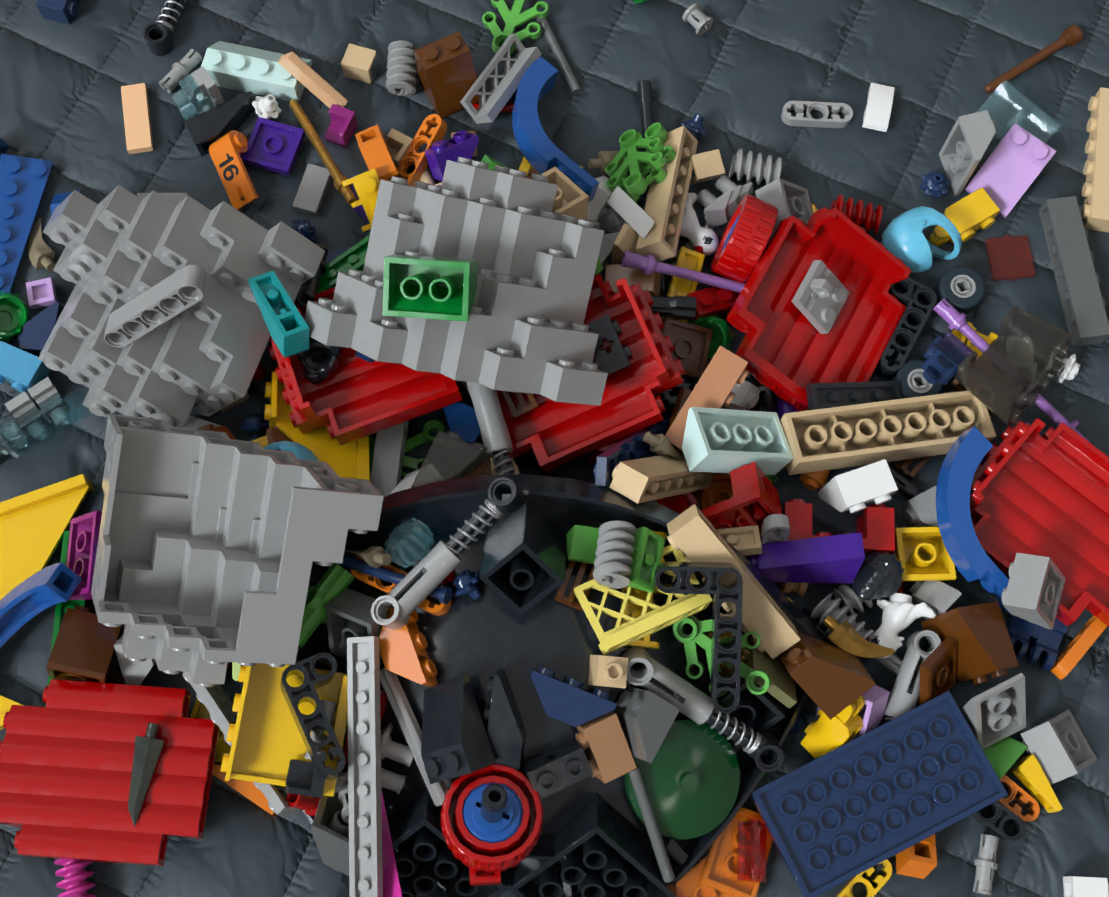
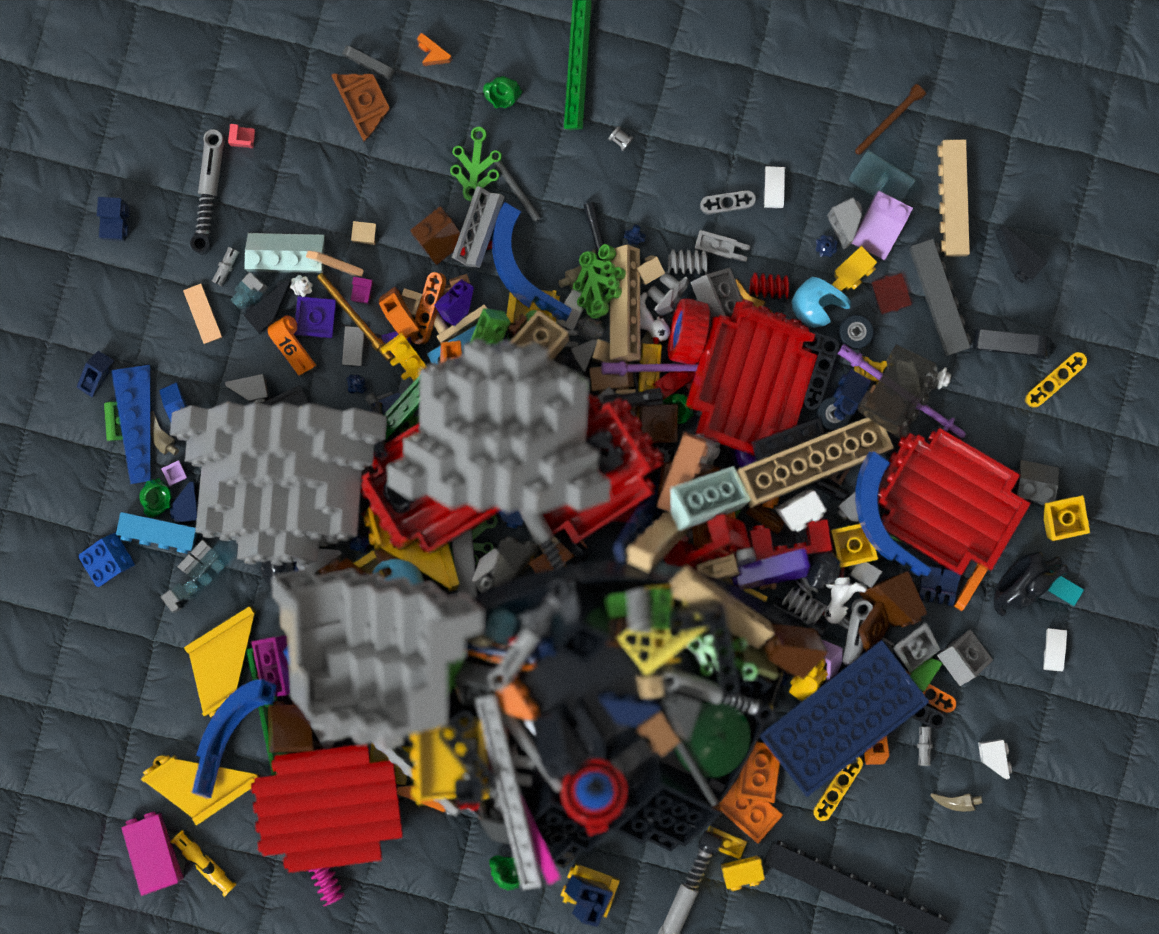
camera: 10 degrees left, 15 degrees up
(145, 758) = (355, 801): pearl dark grey bar -> none
(155, 306) = (283, 493): light grey beam -> none
(280, 314) = (369, 477): teal slope -> none
(401, 68) = (397, 232): light grey piece -> none
(429, 287) = (479, 458): green slope -> none
(631, 212) = (600, 327): white sticker -> none
(661, 445) = (657, 513): dark tan bar -> none
(751, 851) = (767, 771): clear red hinge -> none
(798, 491) = (766, 517): none -> reddish brown tile
(802, 160) = (720, 245): none -> light grey hinge
(820, 297) = (751, 369): light grey hinge -> none
(852, 642) = (810, 621): pearl gold bar -> none
(1034, 589) = (929, 561): light grey slope -> none
(1034, 780) = (947, 680): yellow slope -> none

